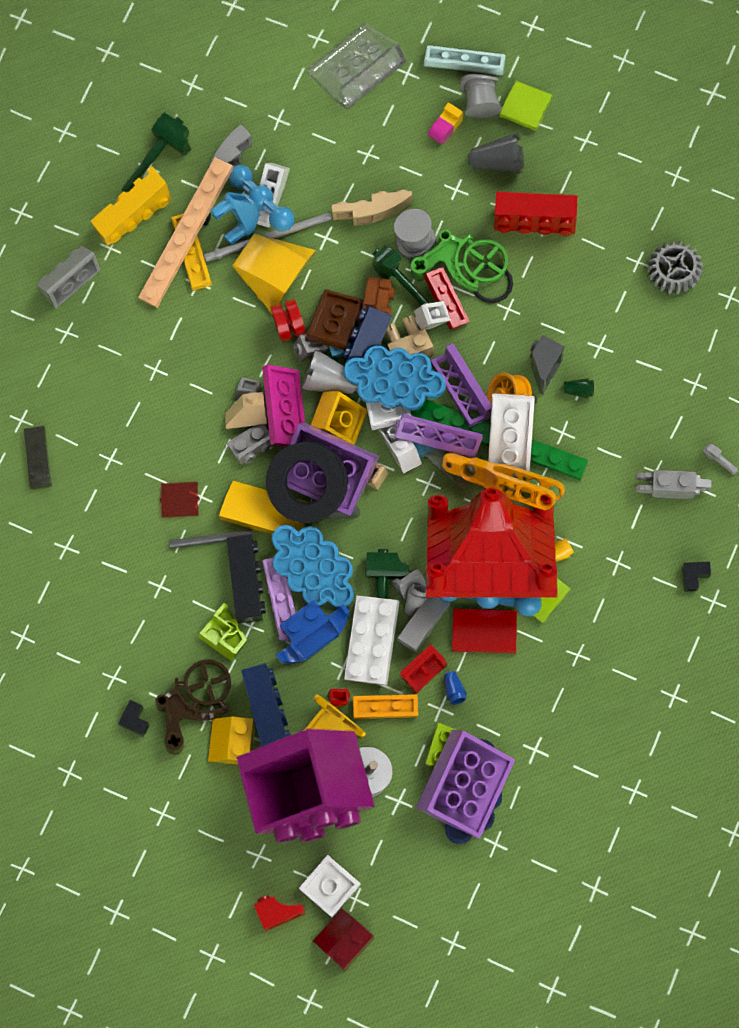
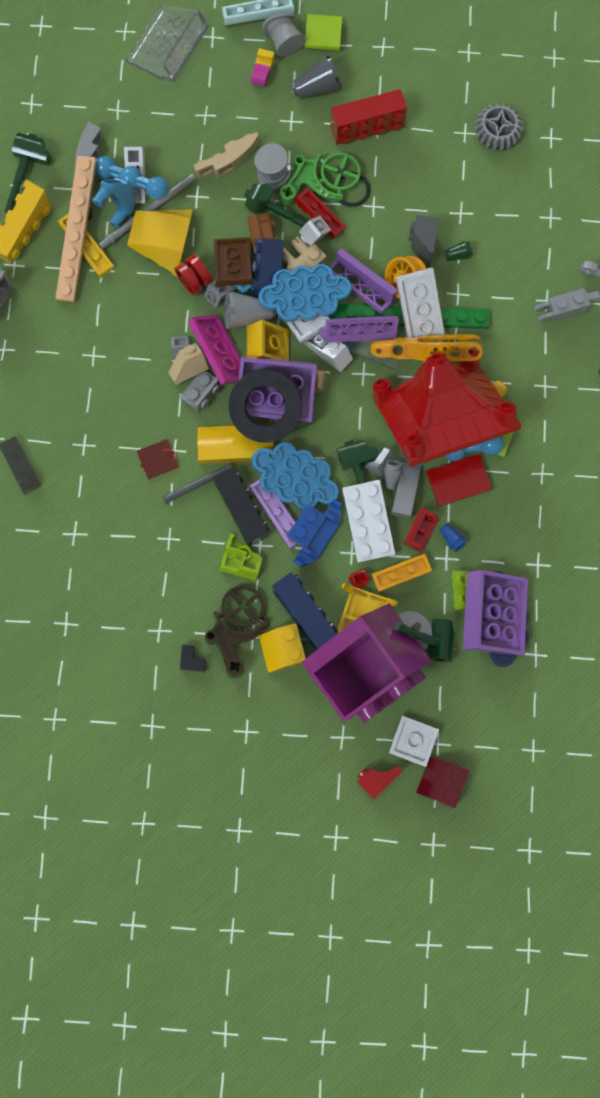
camera: 30 degrees left, 5 degrees up
(397, 793) = (440, 642): none -> dark green piece

